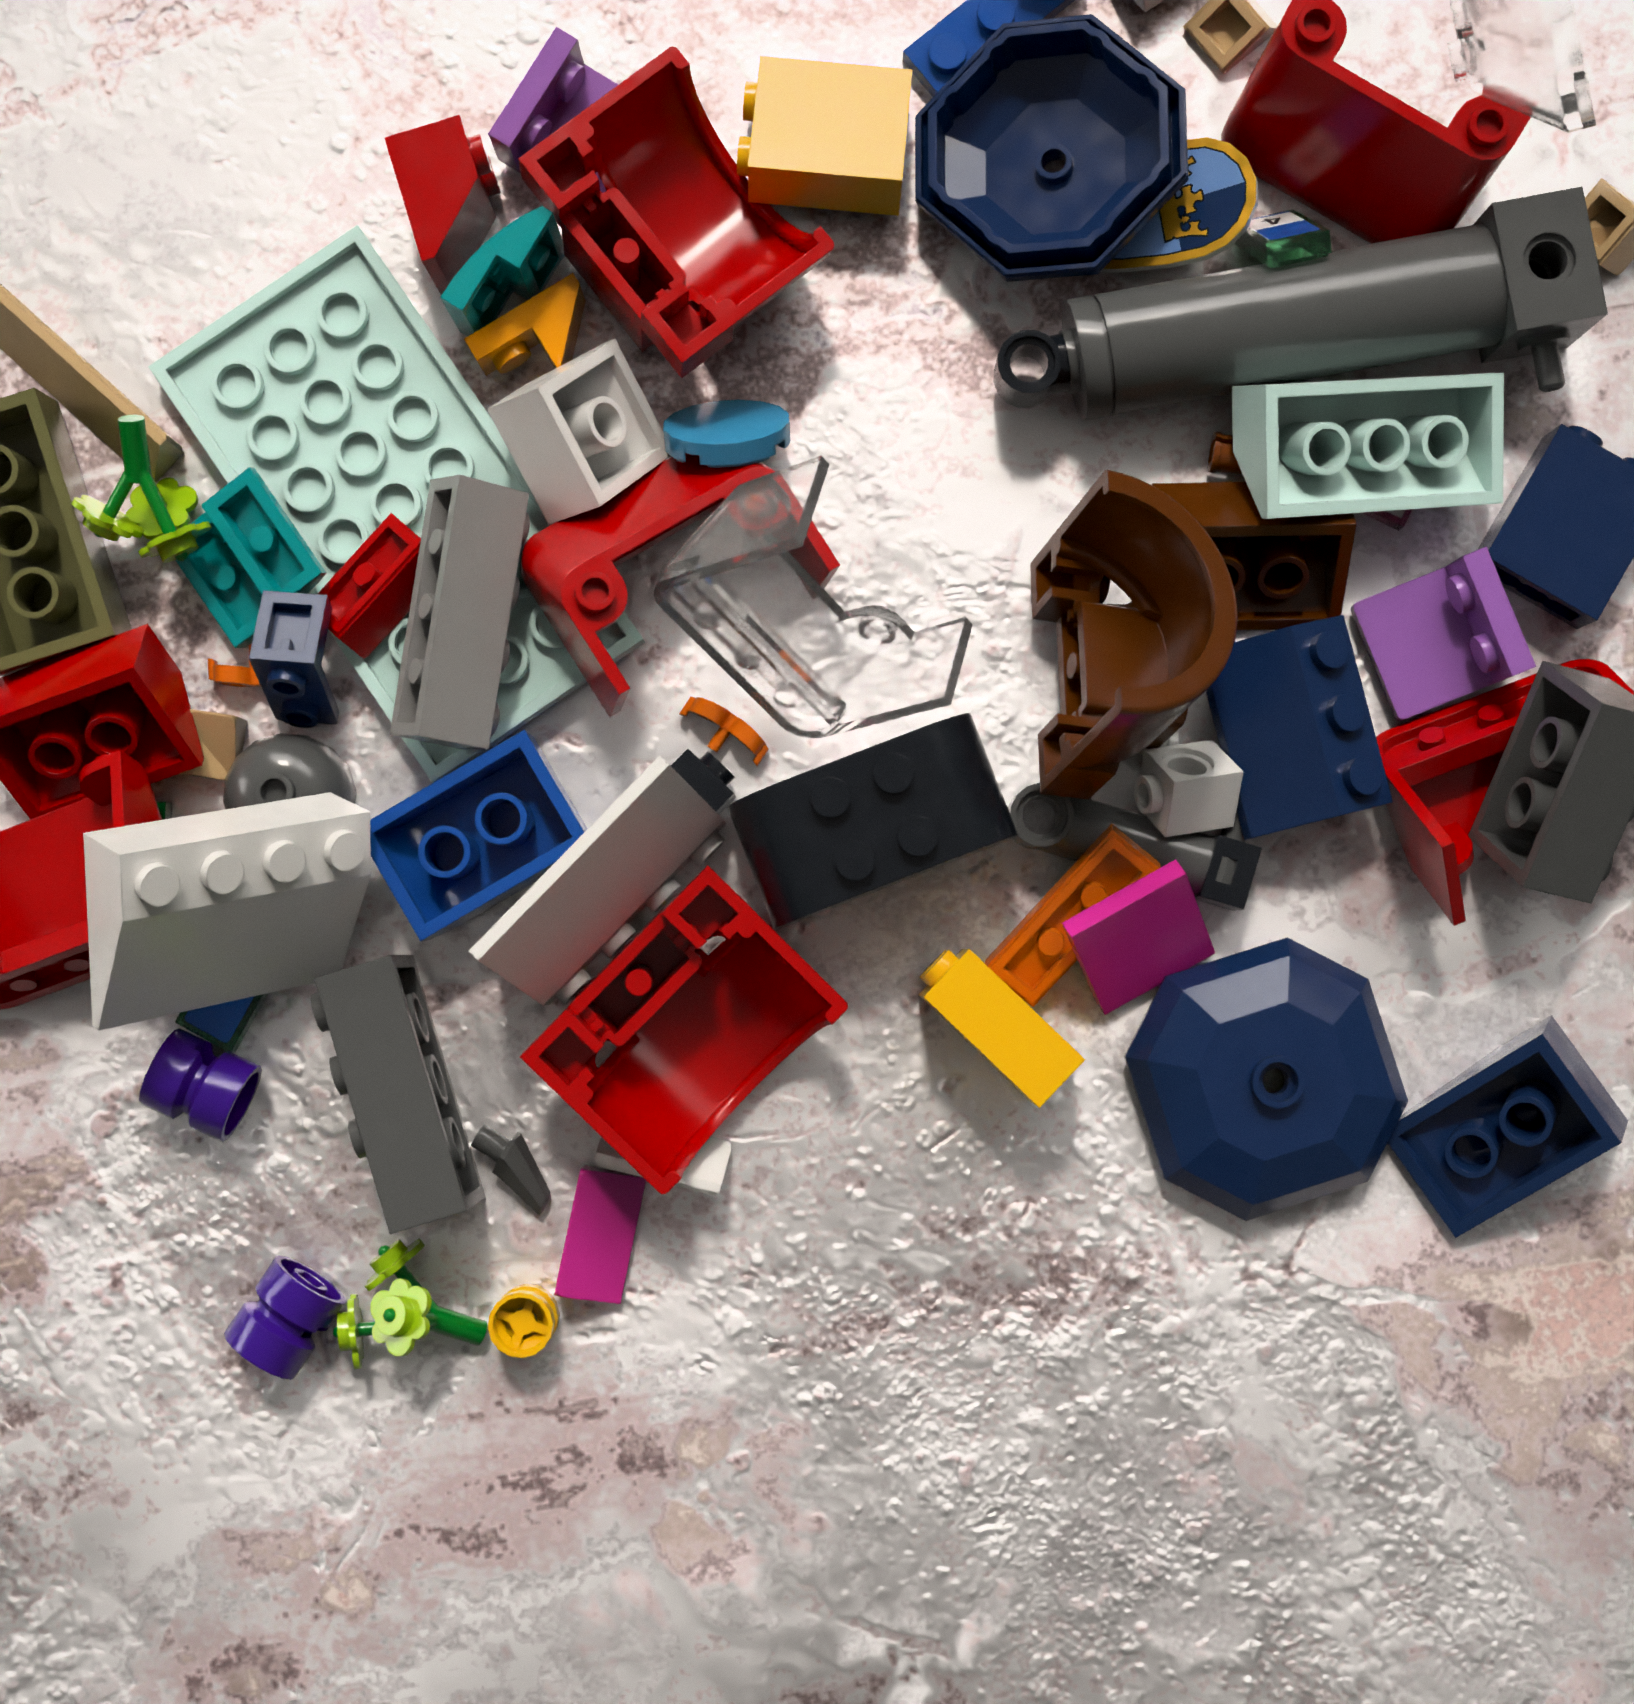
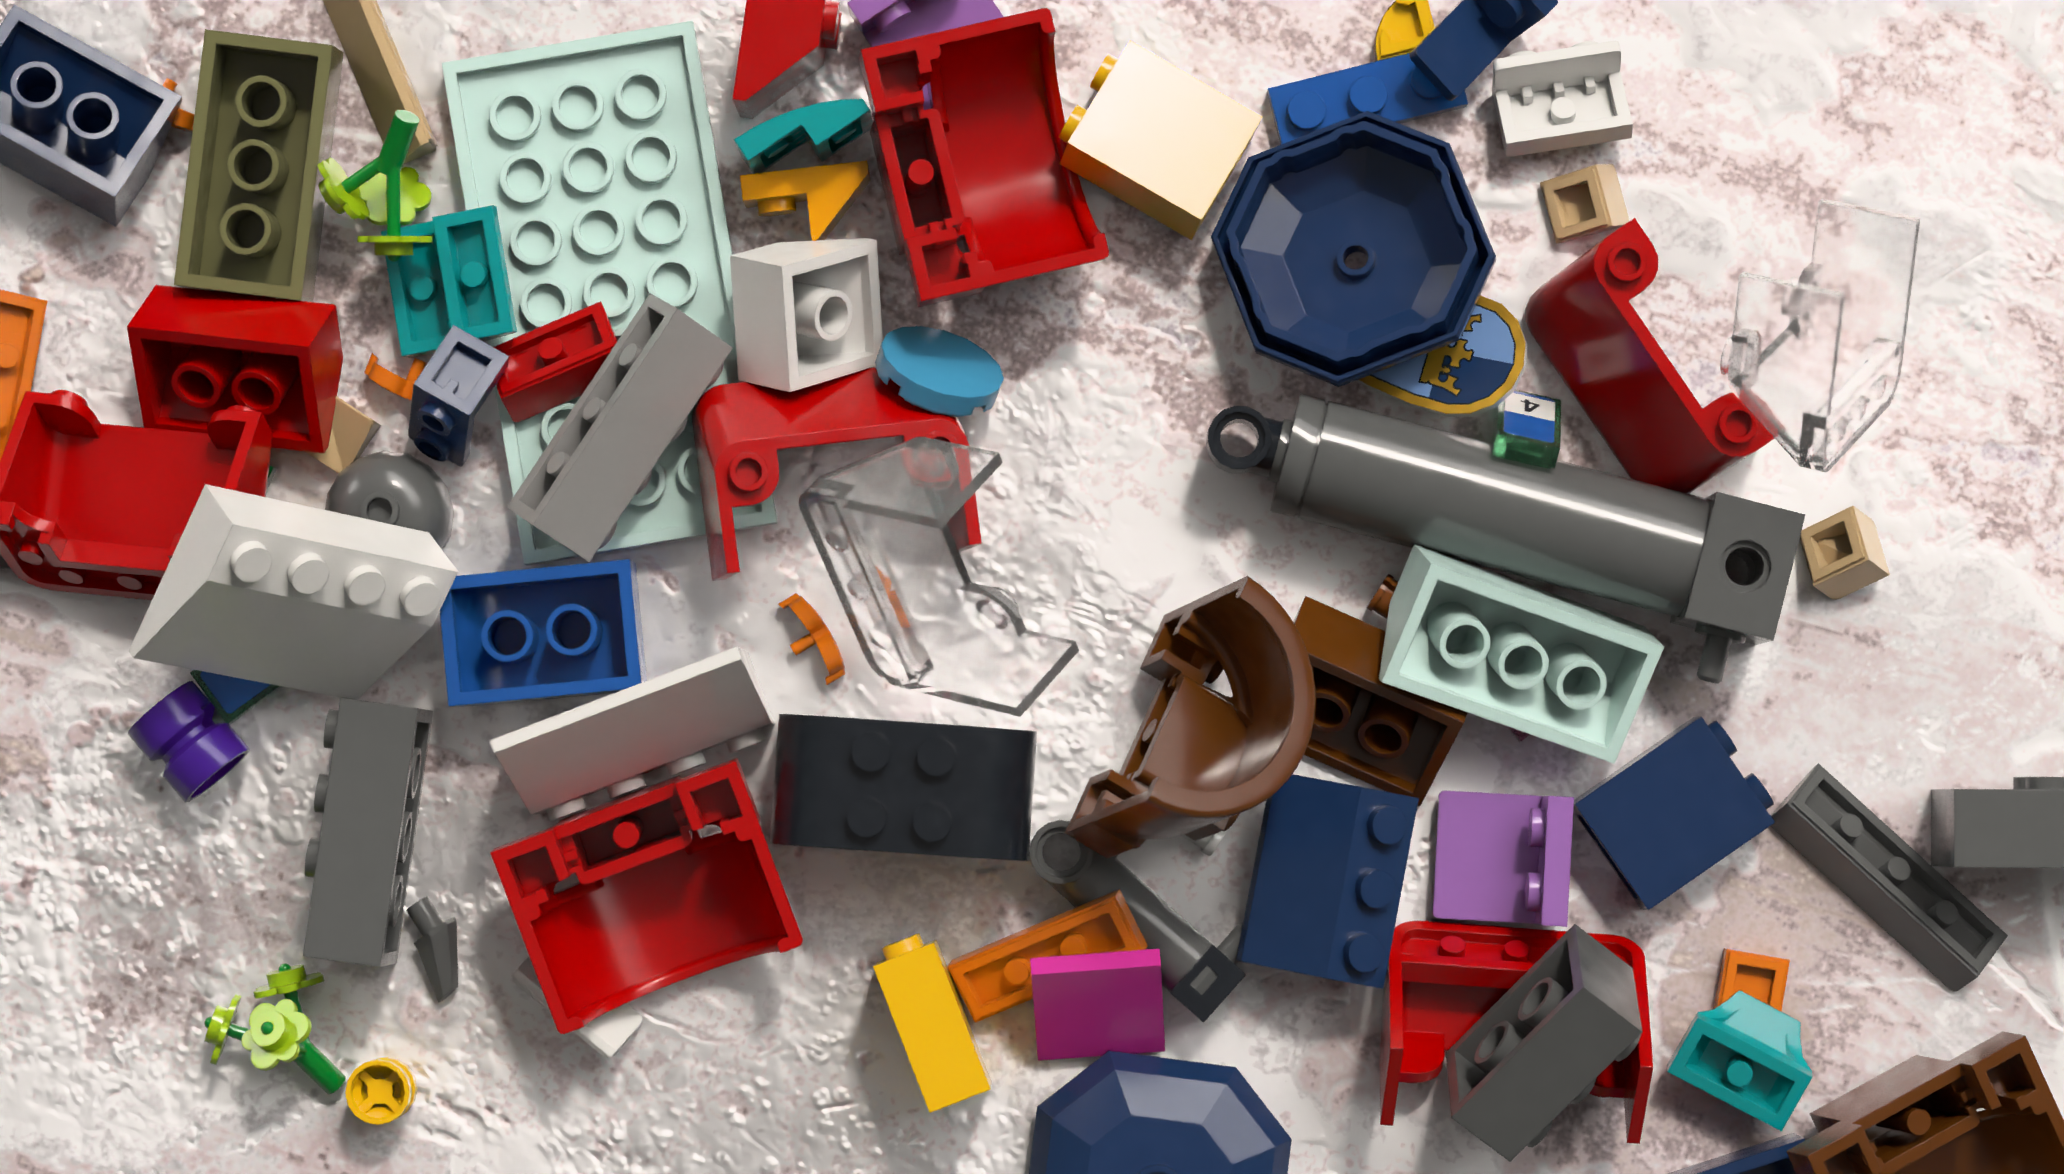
camera: 25 degrees right, 0 degrees up
(280, 1325) = (162, 990): dark purple wheel -> none
(600, 1235) = (485, 1046): dark pink slope -> none
(707, 778) = (774, 676): black plate -> none
(1188, 788) = (1205, 889): white brick -> none

